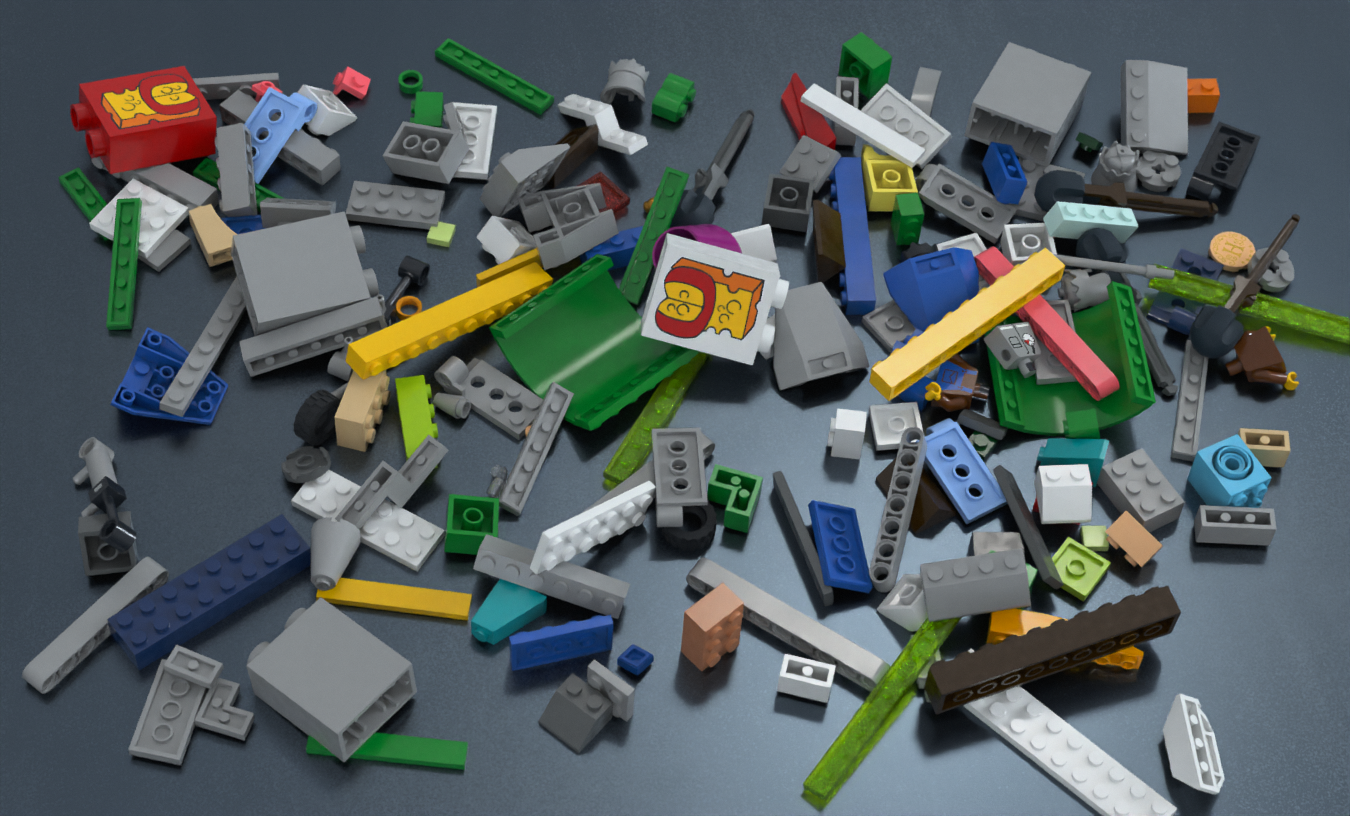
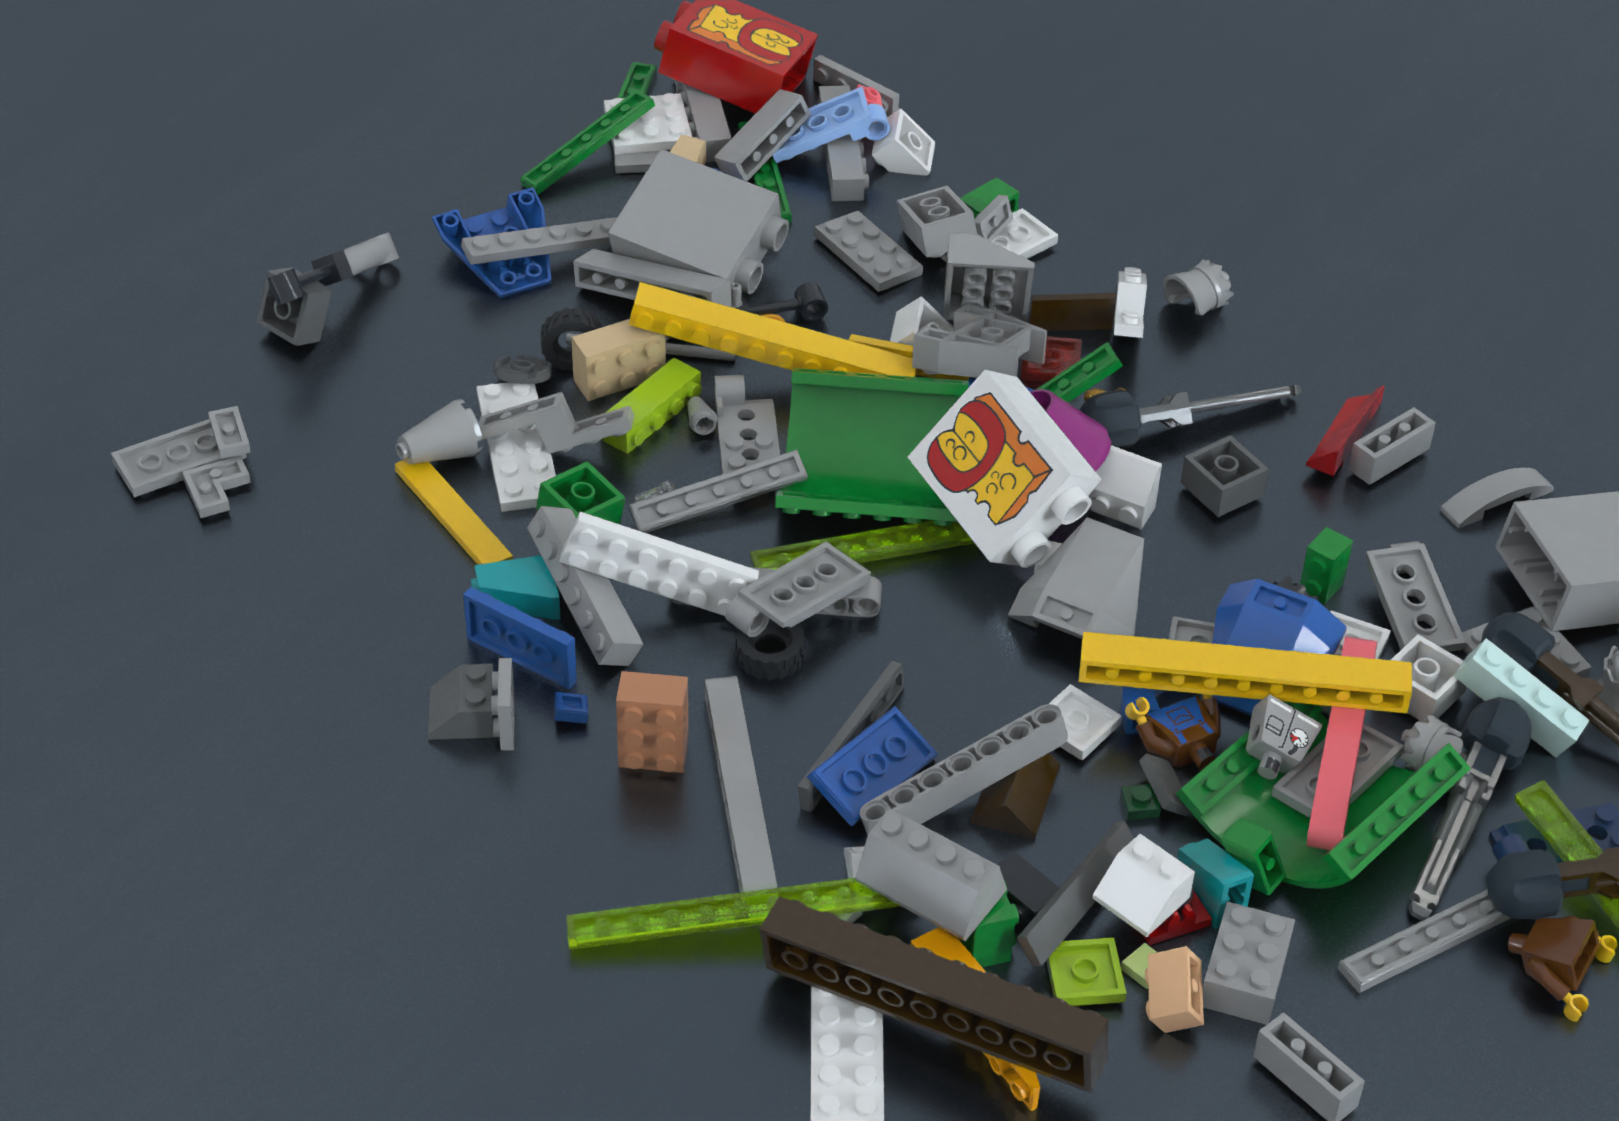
camera: 50 degrees right, 10 degrees down
(92, 626) = (216, 359): light grey beam -> none
(209, 591) = (320, 396): dark blue brick -> none
(279, 209) = (791, 206): light grey slope -> none
(331, 678) = (307, 518): light grey brick -> none
(351, 82) = (958, 144): coral bracket -> none
(405, 750) = (291, 610): green tile -> none
(410, 89) = (1016, 183): green piece -> none
(442, 234) = (877, 297): yellowish green tile -> none
(494, 76) = (1094, 219): green tile -> none
(673, 97) = (1235, 331): green brick -> none
(737, 491) = (836, 657): green brick -> none
(806, 678) = (687, 837): white brick -> none
(811, 161) = (1292, 461): light grey plate -> none
(827, 241) = (1212, 522): dark brown slope -> none
(847, 433) = (1009, 684): white brick -> none
(849, 201) = (1256, 546): blue brick -> none
(863, 125) = (1381, 459): white tile -> none
(866, 61) = (1465, 422): green brick -> none
(884, 179) = (1360, 519): light yellow brick -> none
(907, 120) = (1439, 497): white plate -> none
(950, 436) = (1111, 766): light blue hinge -> none
(1004, 173) = (1486, 598): blue brick -> none
(1147, 271) = (1521, 778): light grey bar -> none
(1229, 475) = (1362, 1017): medium azure brick -> none
(1268, 446) = (1442, 1028): tan brick -> none

